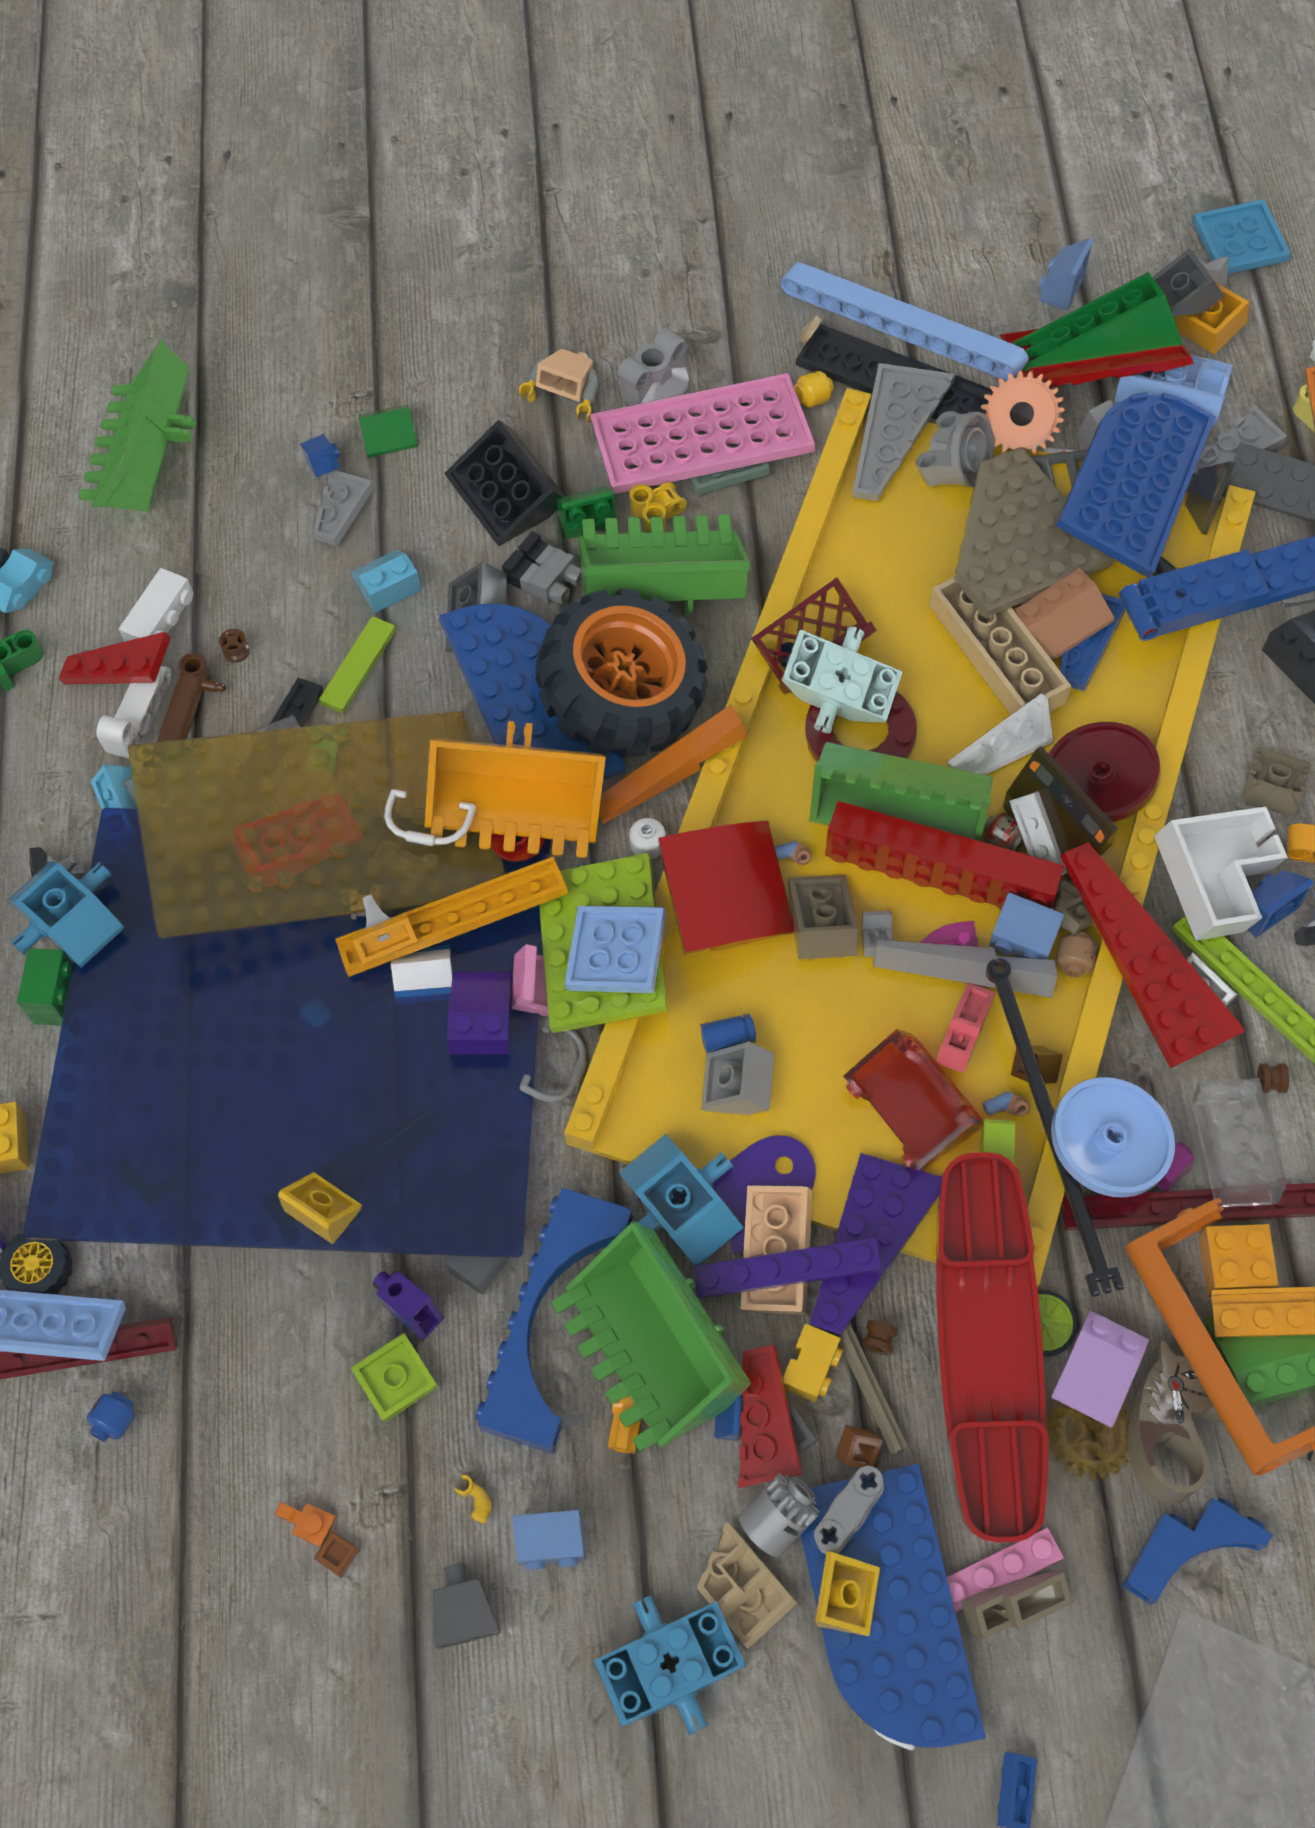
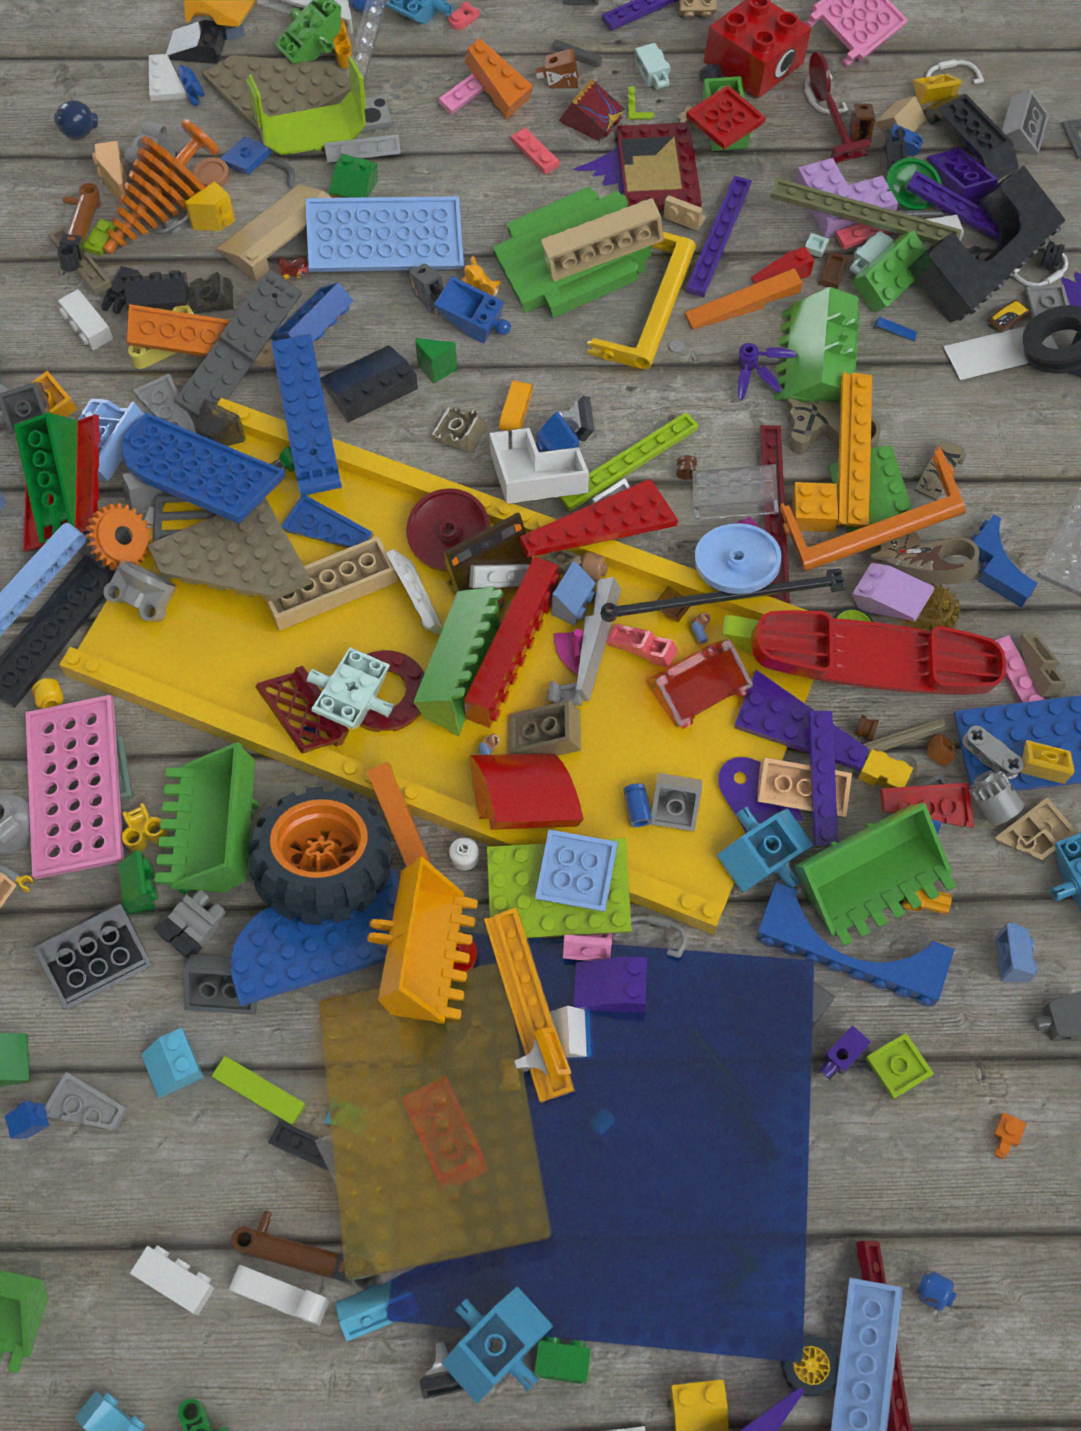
camera: 90 degrees left, 0 degrees up
(119, 663) = (230, 1308): red wing -> none
(234, 638) = (218, 1200): reddish brown wheel -> none
(319, 1206) = (778, 1108): yellow slope -> none
(336, 1554) = (1029, 1112): dark orange tile -> none
(423, 838) = (456, 1026): white piece -> none
(481, 1500) = (987, 1004): yellow arm -> none
(896, 417) = (97, 632): light grey wing -> none
(1065, 613) = (310, 532): nougat slope -> none

